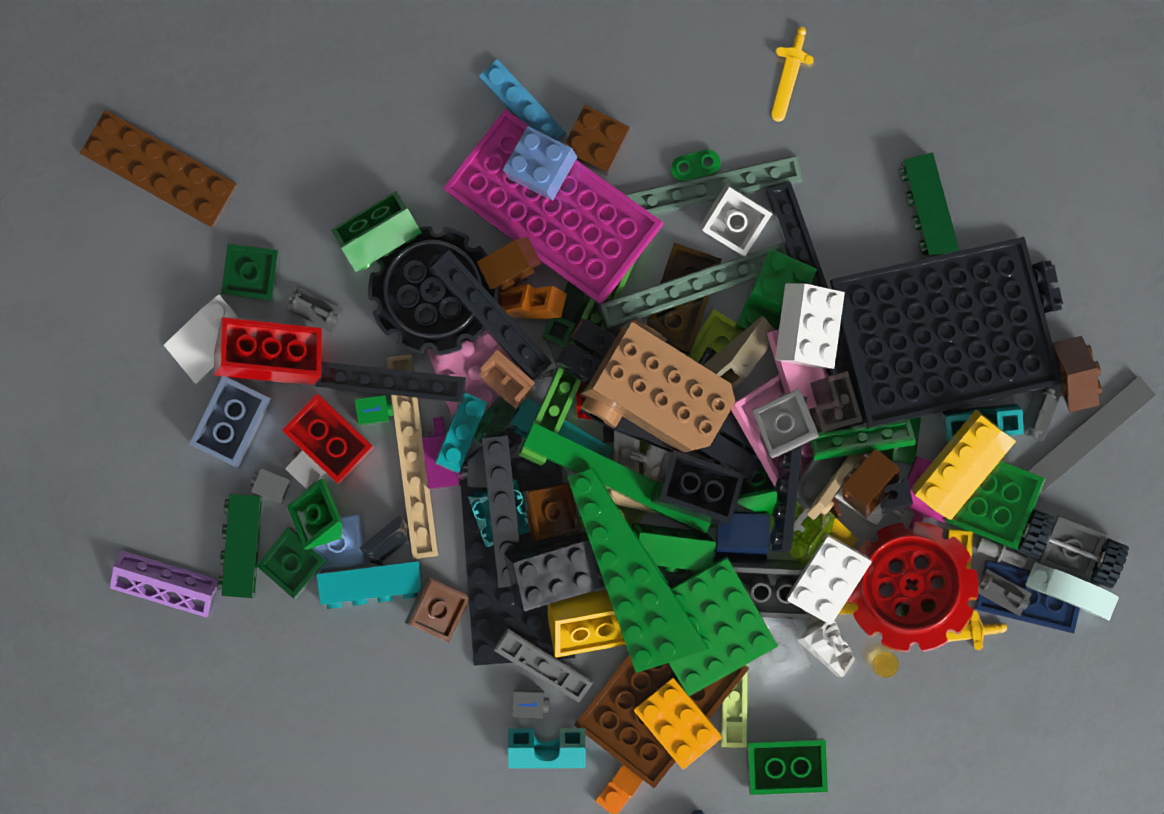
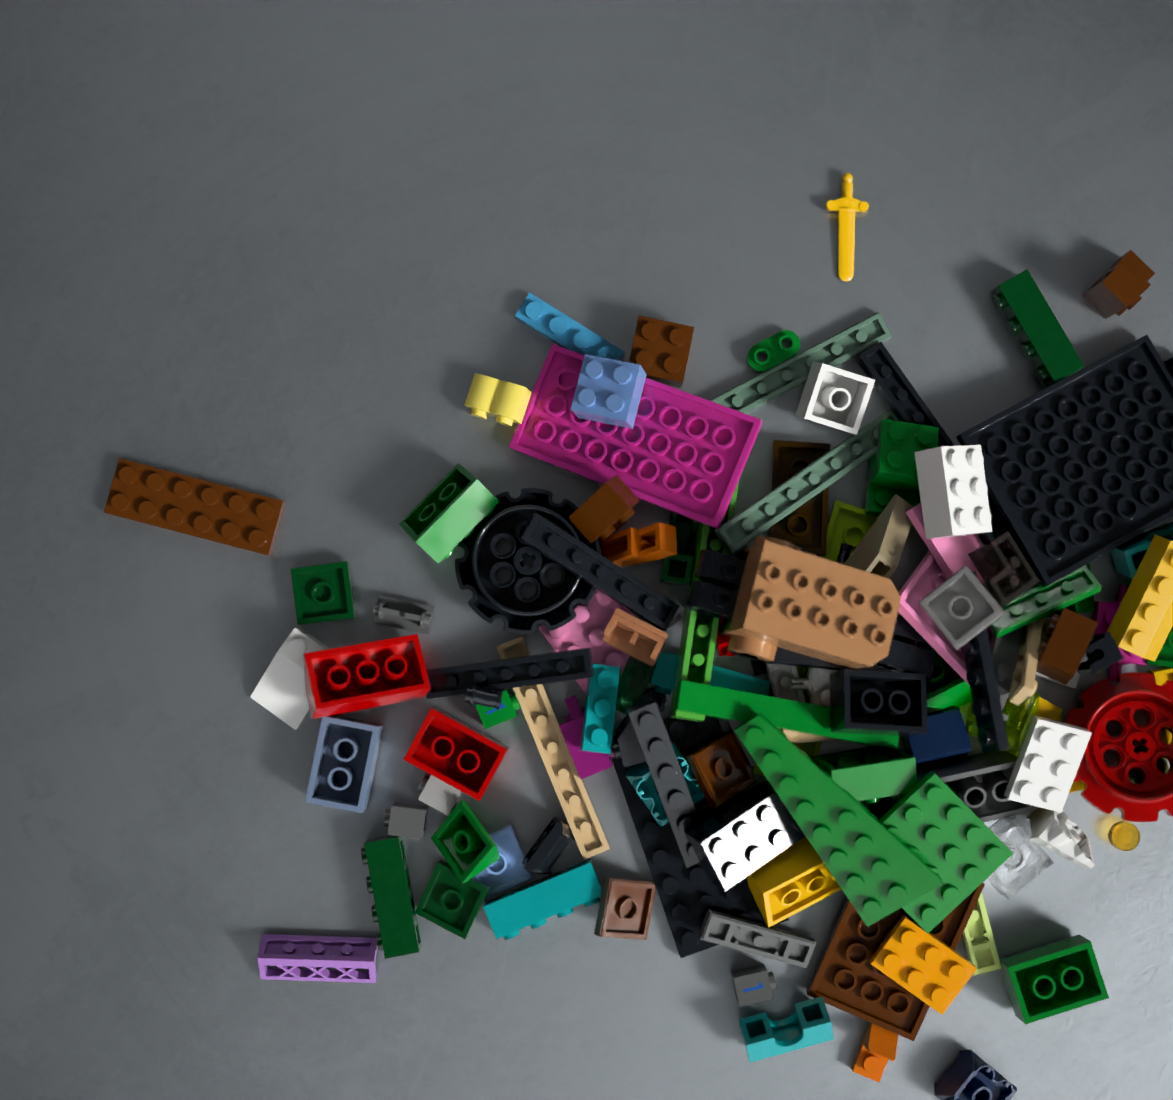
camera: 20 degrees left, 0 degrees up
(364, 396) = (483, 697): none -> black pin
(444, 144) = (497, 399): none -> light yellow brick
(1011, 186) = (1120, 286): none -> reddish brown brick

